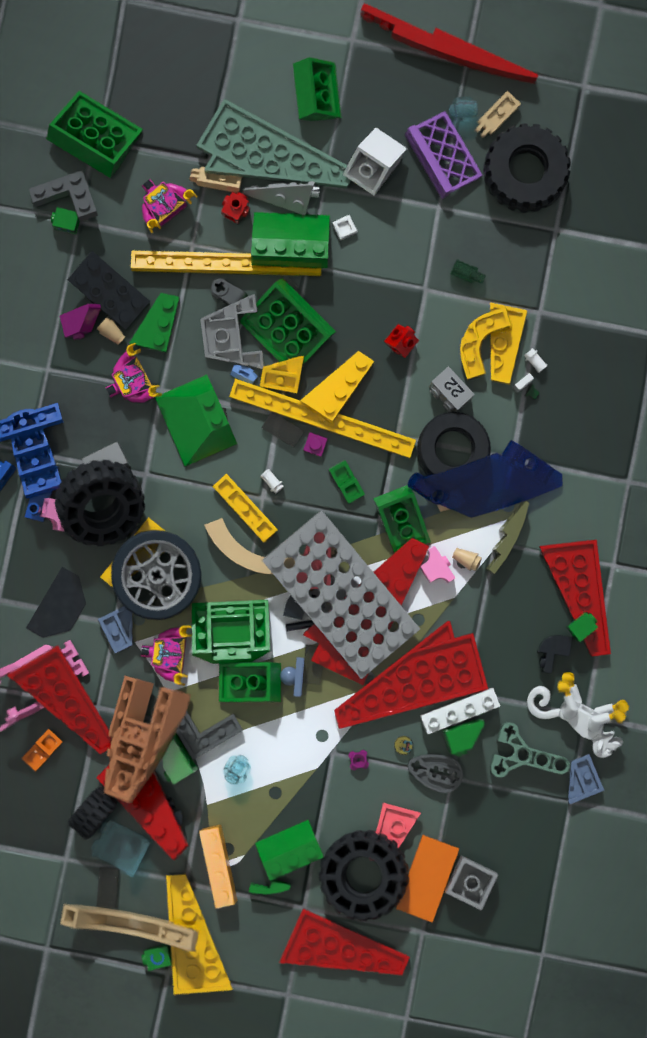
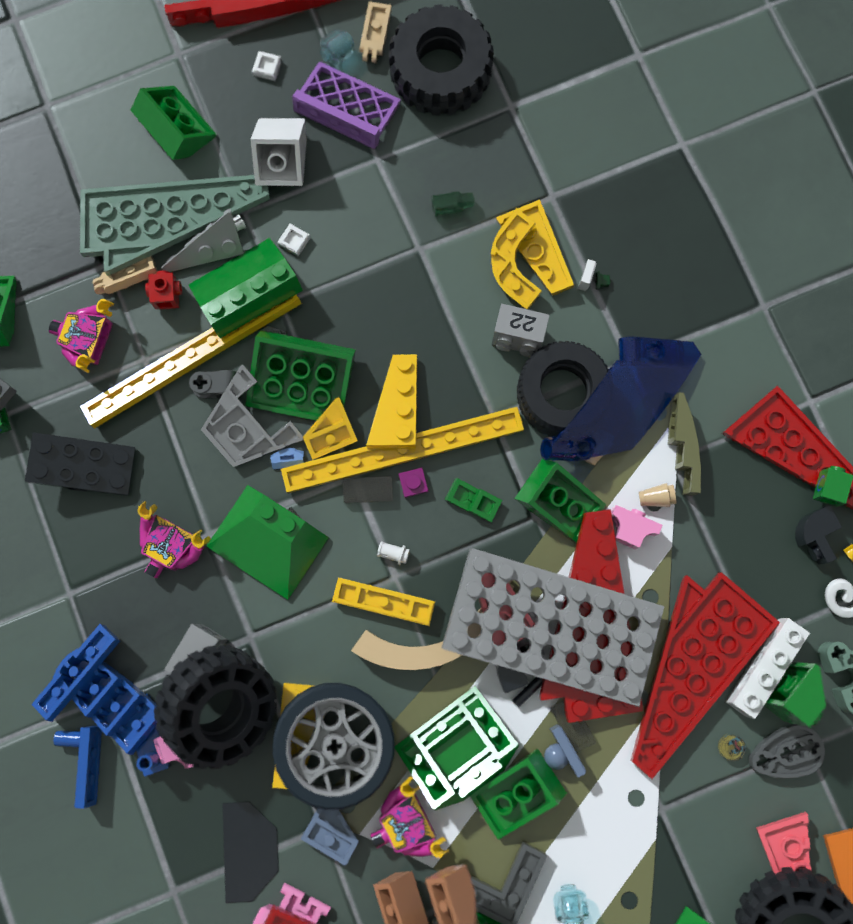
camera: 25 degrees left, 5 degrees down
(79, 321) = (69, 517): magenta slope -> none
(111, 331) = (112, 506): tan cone -> none
(158, 324) = (160, 466): green wing -> none
(363, 761) = (702, 801): magenta plate -> none
(402, 340) = (431, 313): red brick -> none
(407, 90) = (267, 65): none -> white tile
(535, 360) = (583, 245): white pin -> none

